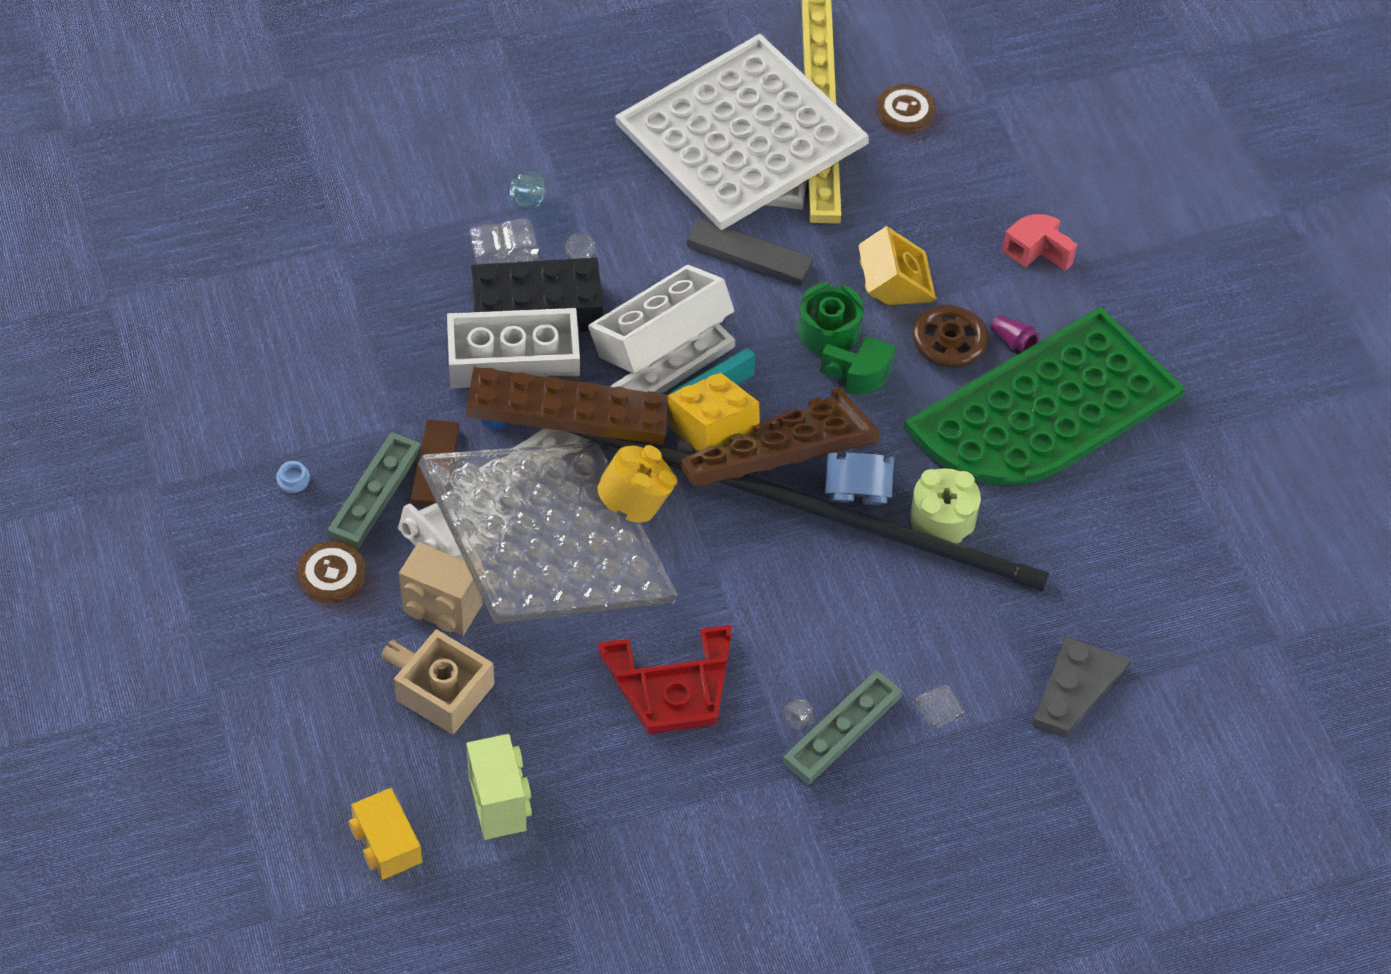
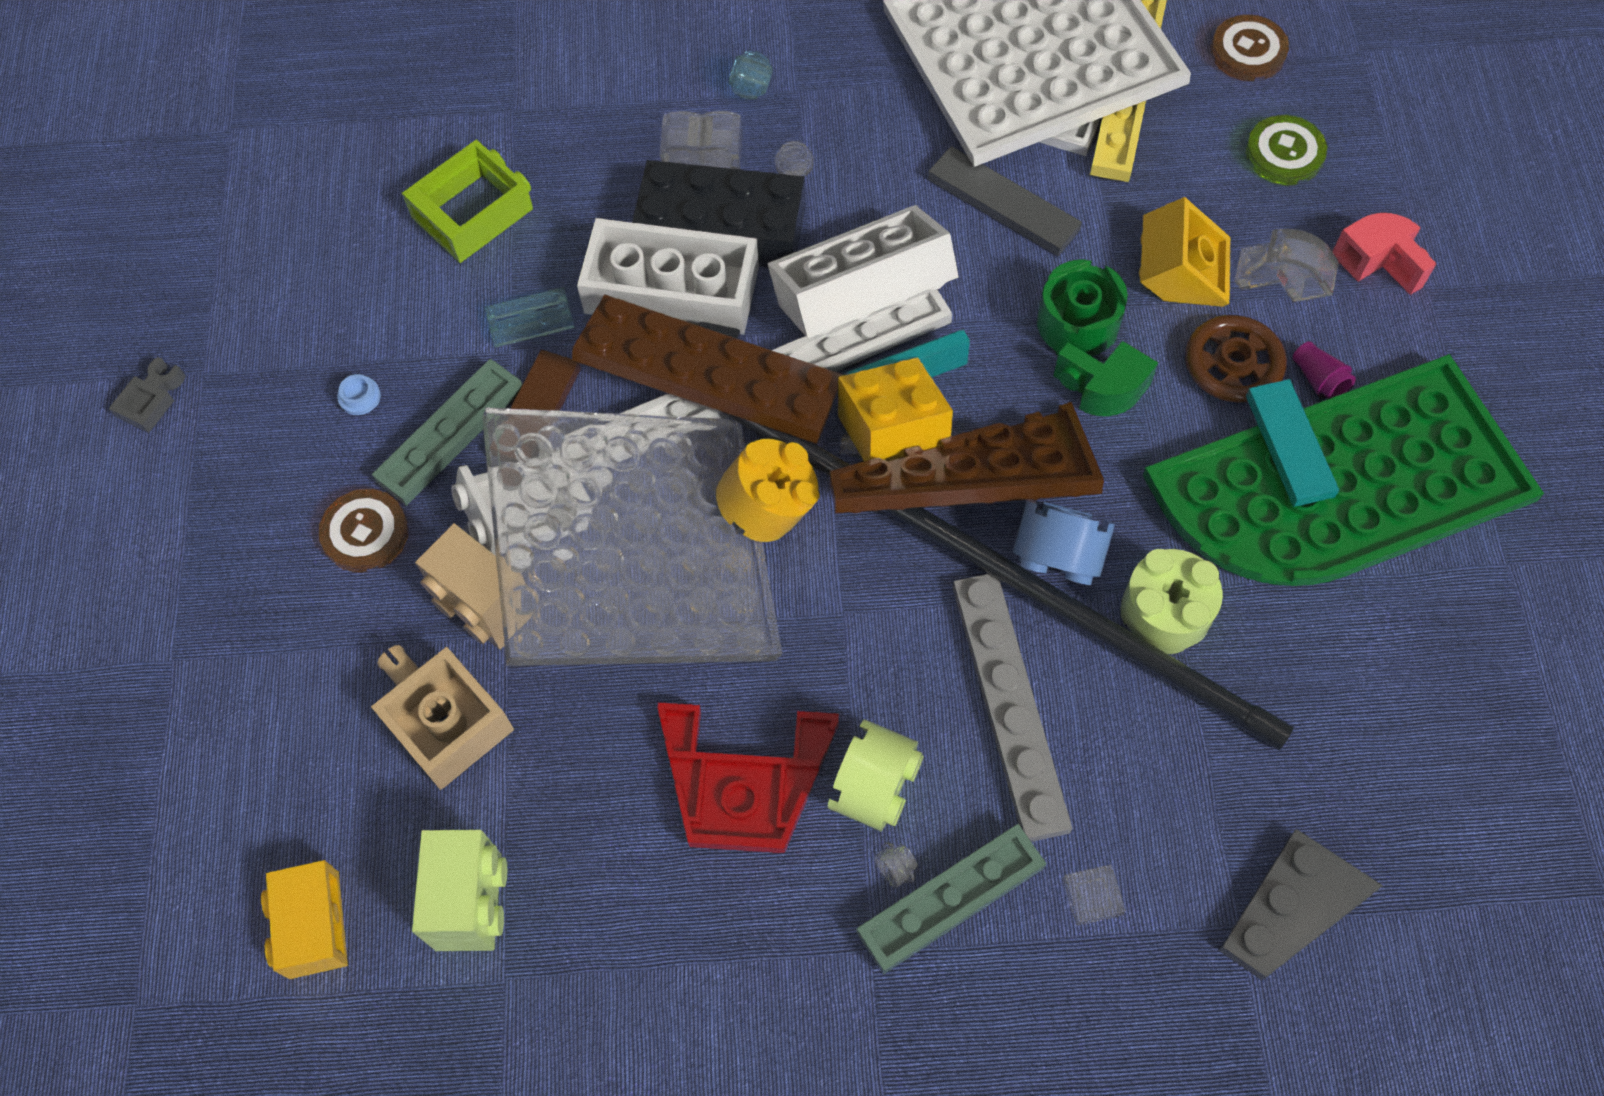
camera: 20 degrees right, 10 degrees up
(123, 511) = (146, 401): none -> dark grey plate
(320, 344) = (452, 177): none -> lime window
(409, 402) = (530, 322): none -> clear light blue tile
(769, 654) = (875, 775): none -> yellowish green brick
(849, 598) = (1011, 708): none -> light grey plate
(951, 180) = (1286, 149): none -> clear neon green tile
(973, 258) = (1294, 260): none -> clear brick
(1003, 385) = (1292, 443): none -> teal tile

